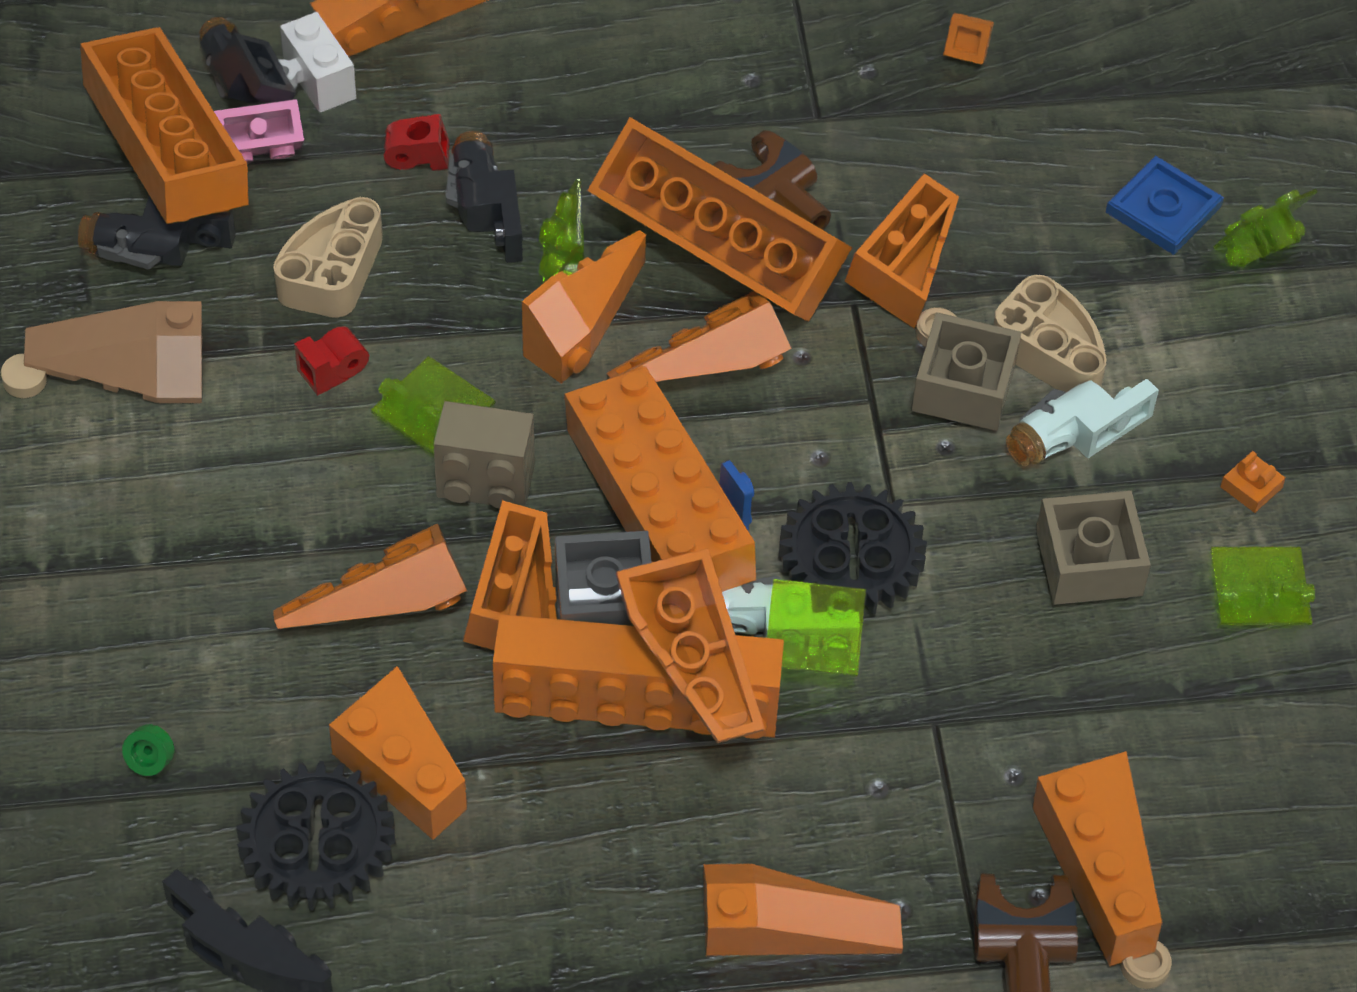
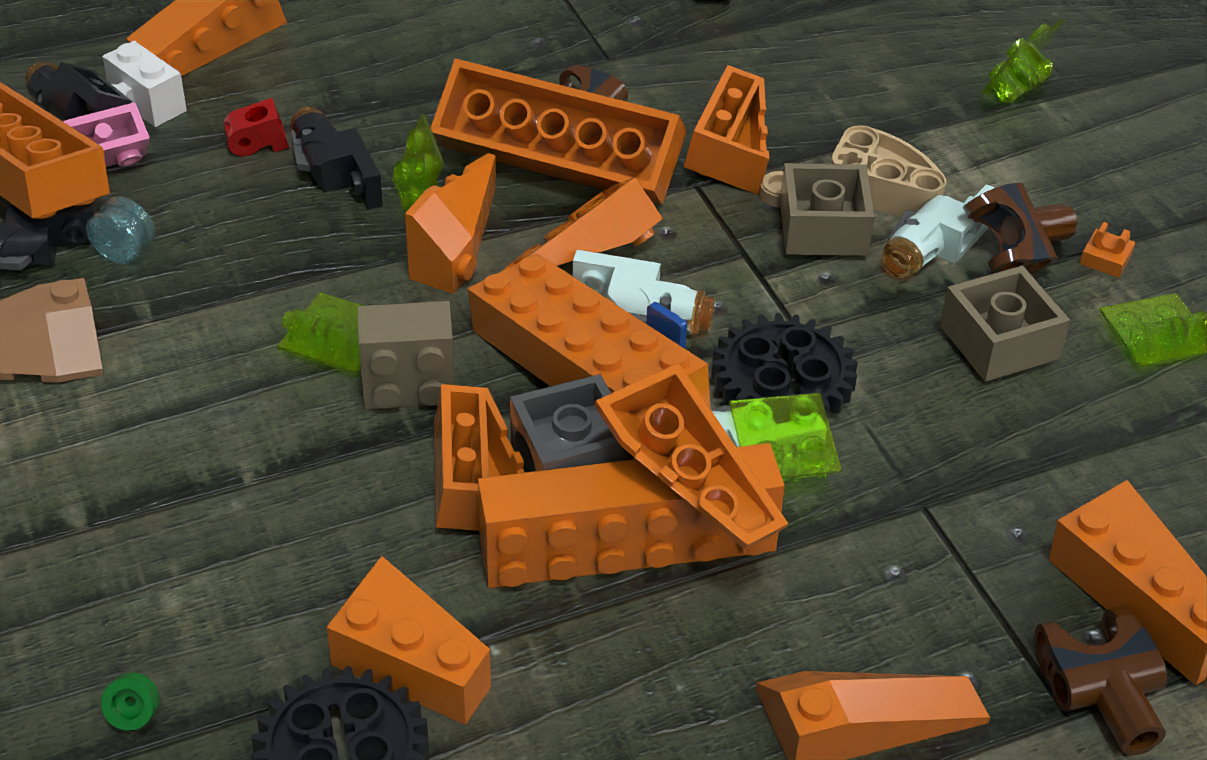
camera: 15 degrees left, 10 degrees down
(250, 244) = (120, 230): none -> clear light blue wheel
(330, 259) = (199, 231): tan beam -> none
(330, 359) = (227, 308): red leg -> none
(408, 579) = (361, 479): orange wedge -> none
(739, 431) = (637, 284): none -> light aqua plate
(1163, 440) = (1020, 228): none -> reddish brown connector
(1164, 205) = (927, 69): blue tile -> none

